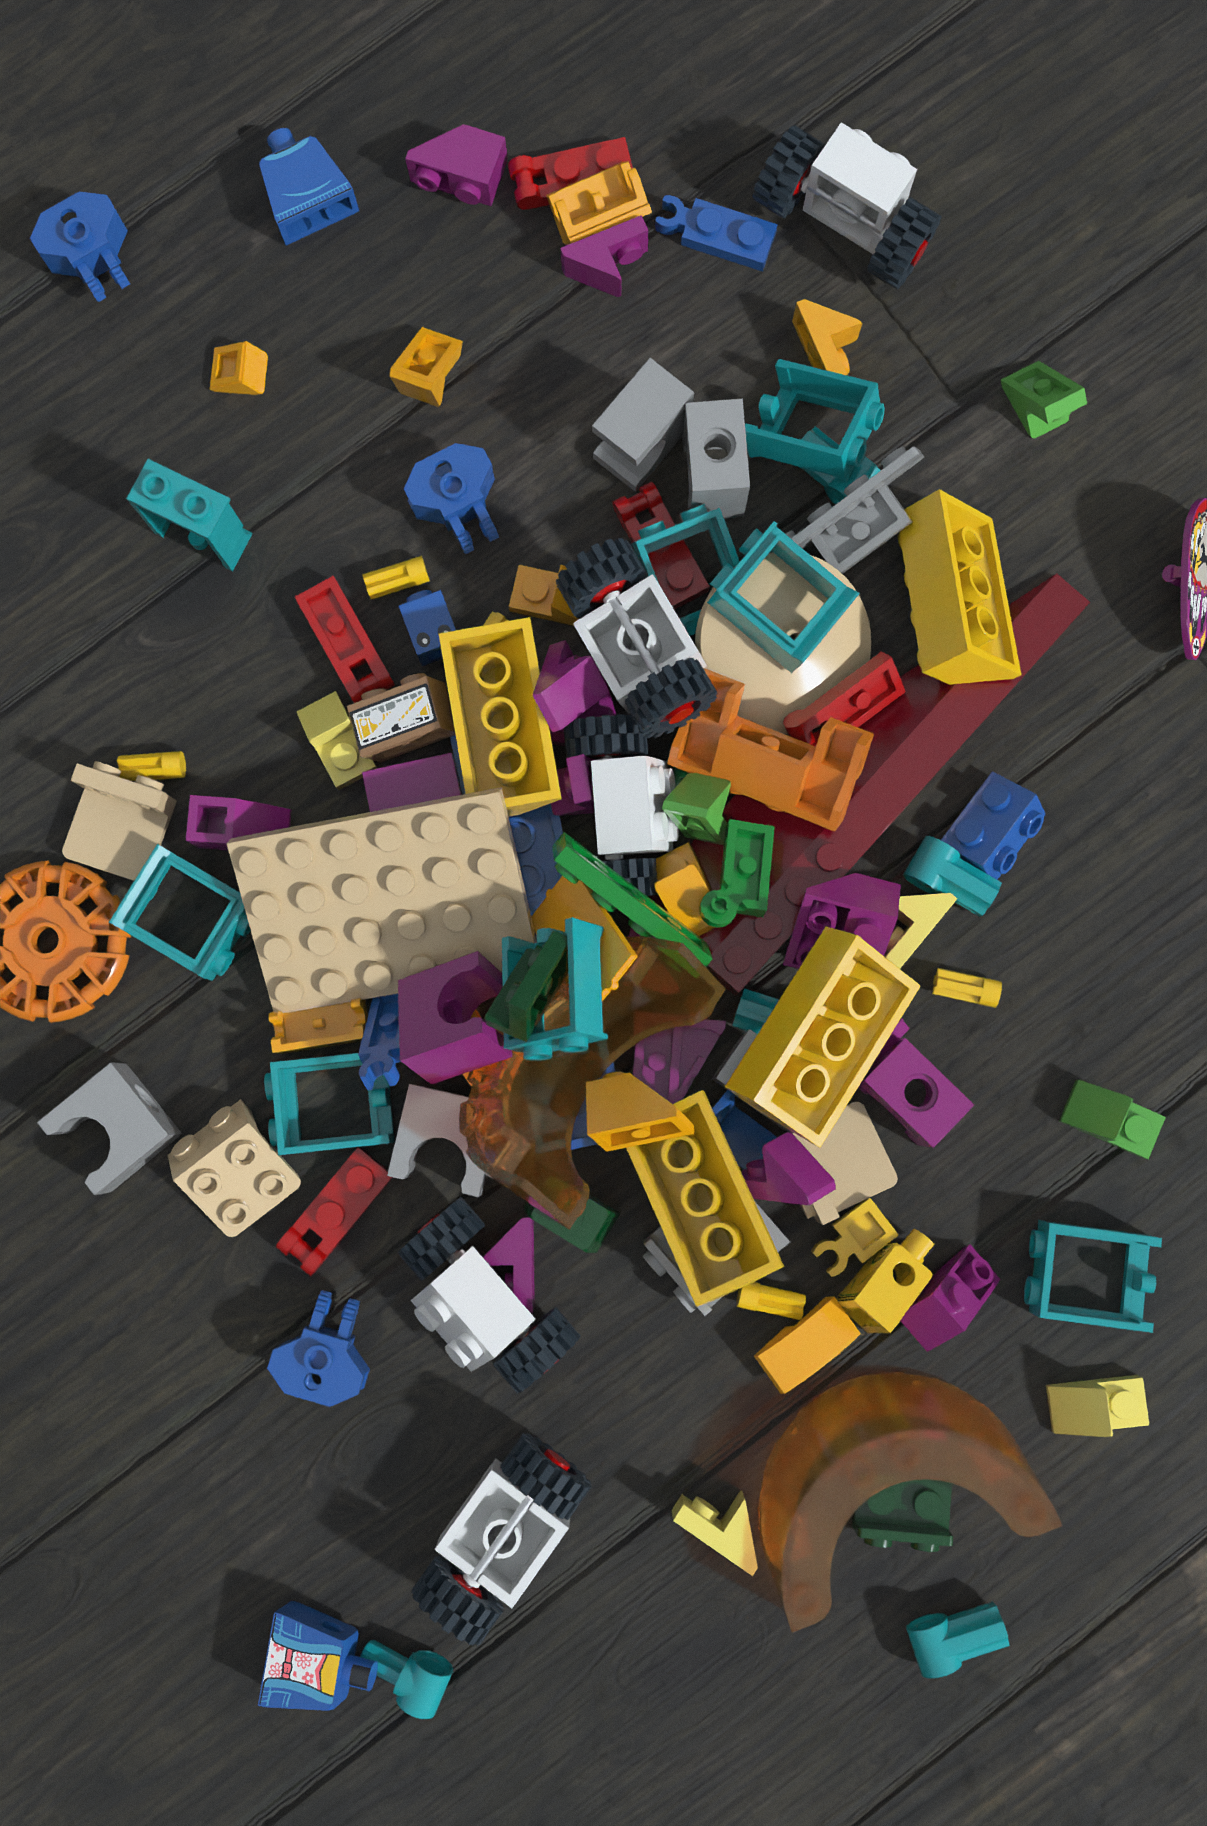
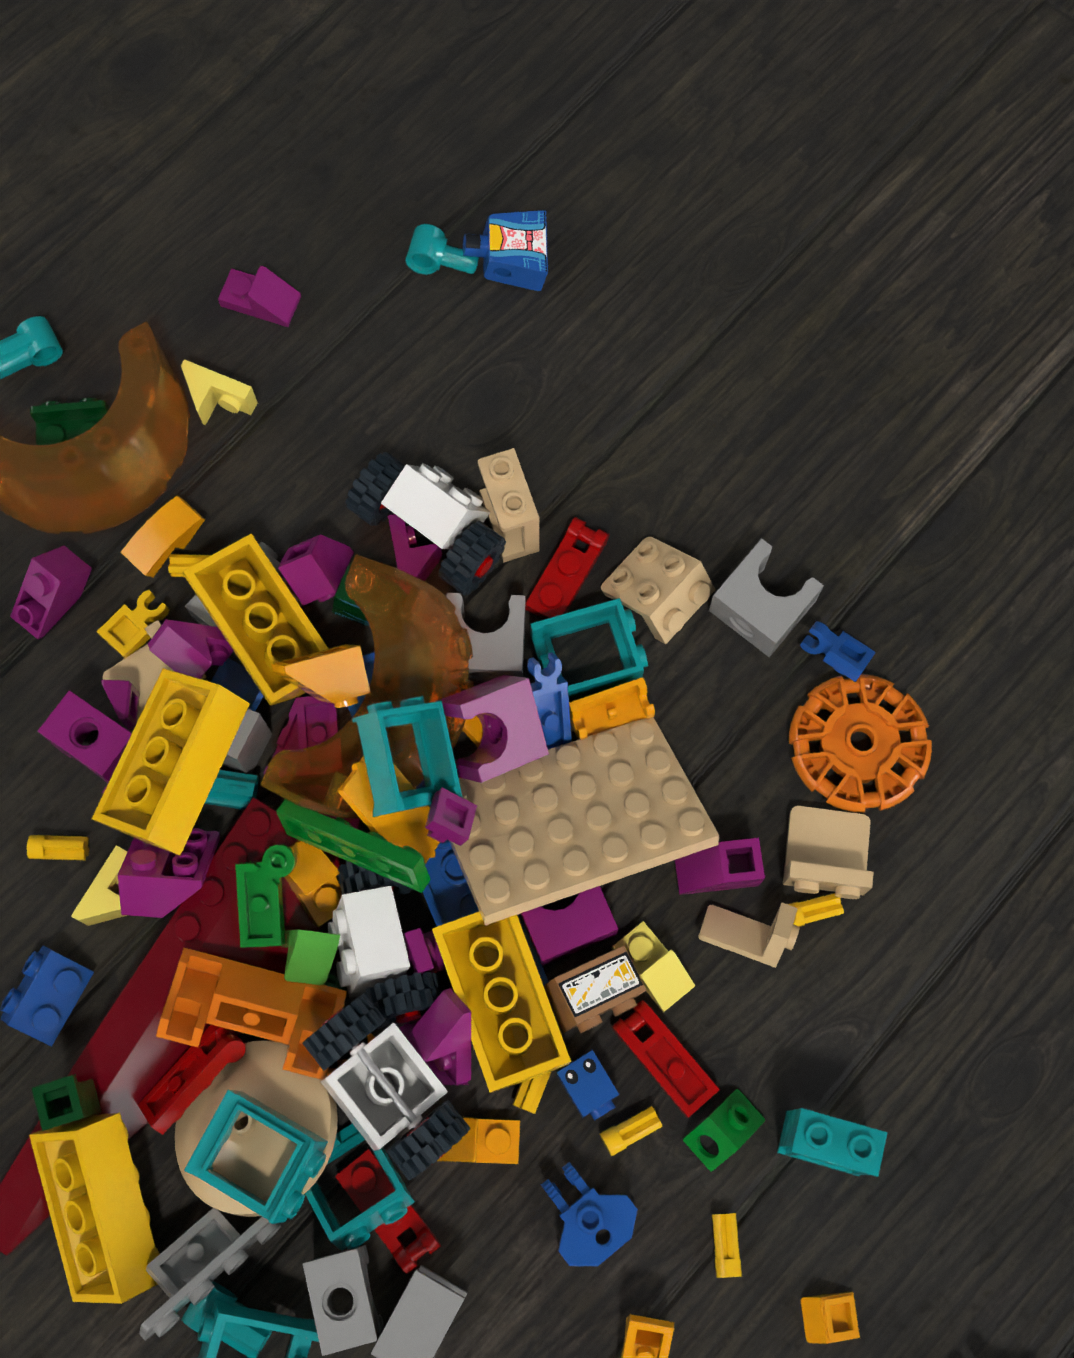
camera: 165 degrees right, 10 degrees down
(39, 1049) = (842, 652): none -> blue plate
(216, 952) = (772, 828): teal window -> none
(223, 747) = (749, 936): none -> tan bracket
(294, 559) = (728, 1126): none -> green bracket
(323, 1353) = (551, 455): blue hinge -> none
(324, 451) = (726, 1246): none -> yellow piece
(382, 1296) = (509, 504): none -> tan panel
(500, 1538) = (383, 351): brick -> none
(517, 914) = (450, 817): none -> magenta tile
(530, 988) = (428, 750): dark green bracket -> none
(627, 1255) = (315, 568): none -> magenta slope
(647, 1659) = (260, 296): none -> magenta slope
(874, 1137) = (124, 700): none -> magenta slope
(875, 1297) = (100, 589): yellow torso -> none
(940, 870) = (87, 944): teal piece -> none
(981, 694) = (65, 1101): none -> dark green brick

